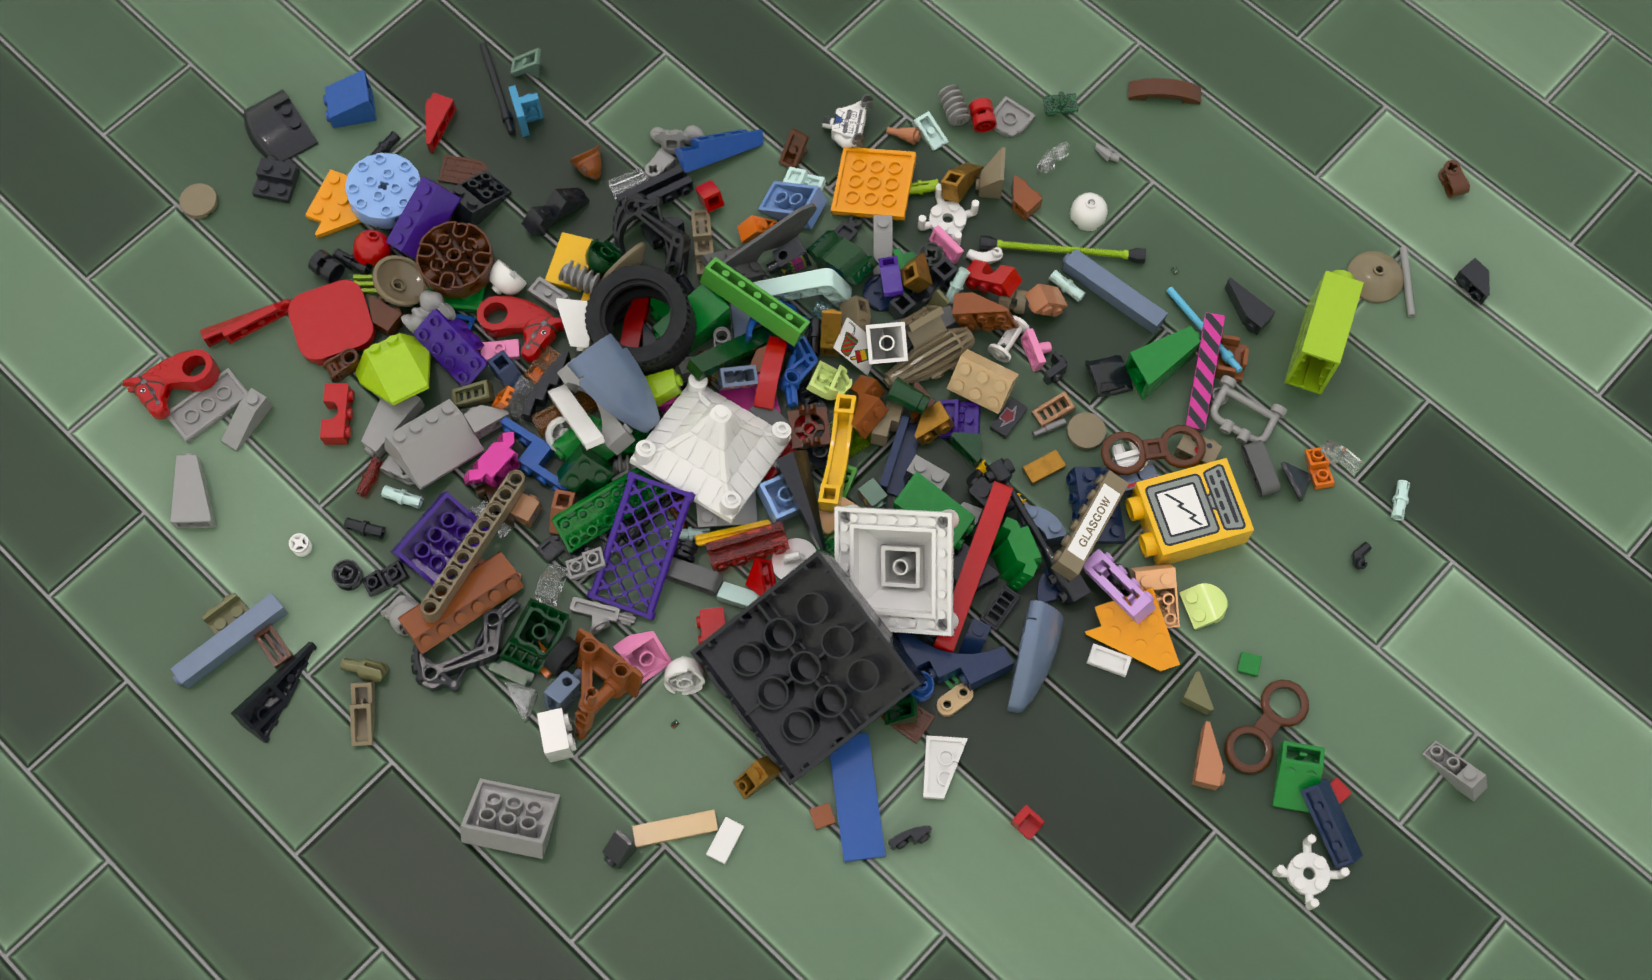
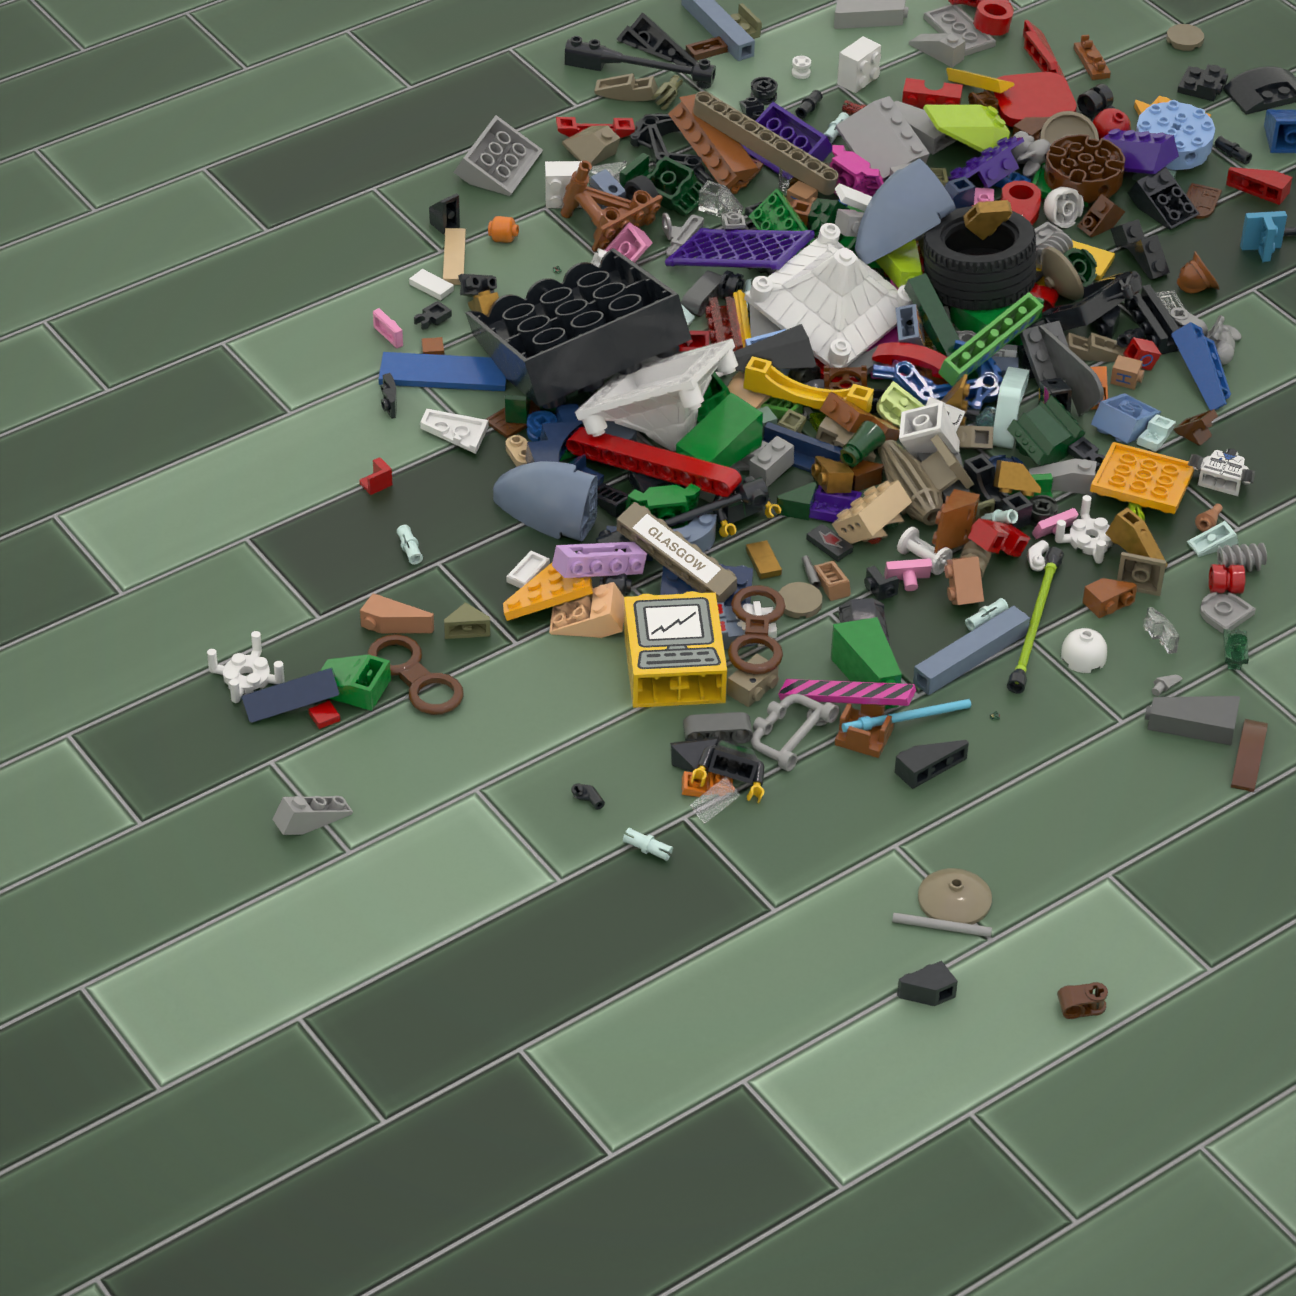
camera: 100 degrees right, 25 degrees down
(247, 279) = (1091, 59): none -> dark orange plate
(302, 483) = (859, 64): none -> white brick
(311, 370) = (978, 80): none -> yellow slope
(311, 751) = (594, 56): none -> black bar
(440, 729) = (568, 126): none -> red slope
(472, 726) = (593, 144): none -> dark tan slope
(512, 246) = (1101, 217): none -> reddish brown slope
(616, 305) = (987, 216): none -> pearl gold slope
(628, 786) = (503, 229): none -> orange head
(688, 207) = (1125, 338): none -> black pin
(731, 791) = (474, 284): none -> black hips
(733, 208) = (1127, 372): none -> medium nougat brick
(775, 824) = (434, 313): none -> black plate
(808, 864) = (388, 328): none -> bright pink plate
(868, 467) = (792, 421): none -> olive slope
(890, 276) = (1014, 453): dark purple slope -> none
(1107, 770) = (409, 544): none -> light aqua pin
(1142, 125) = (1195, 717): none -> dark grey slope
(1204, 604) = (567, 651): yellowish green slope -> none
(1249, 664) = (489, 676): green tile -> none
(1305, 449) = (733, 762): none -> black torso
(1324, 331) = (871, 787): lime brick -> none

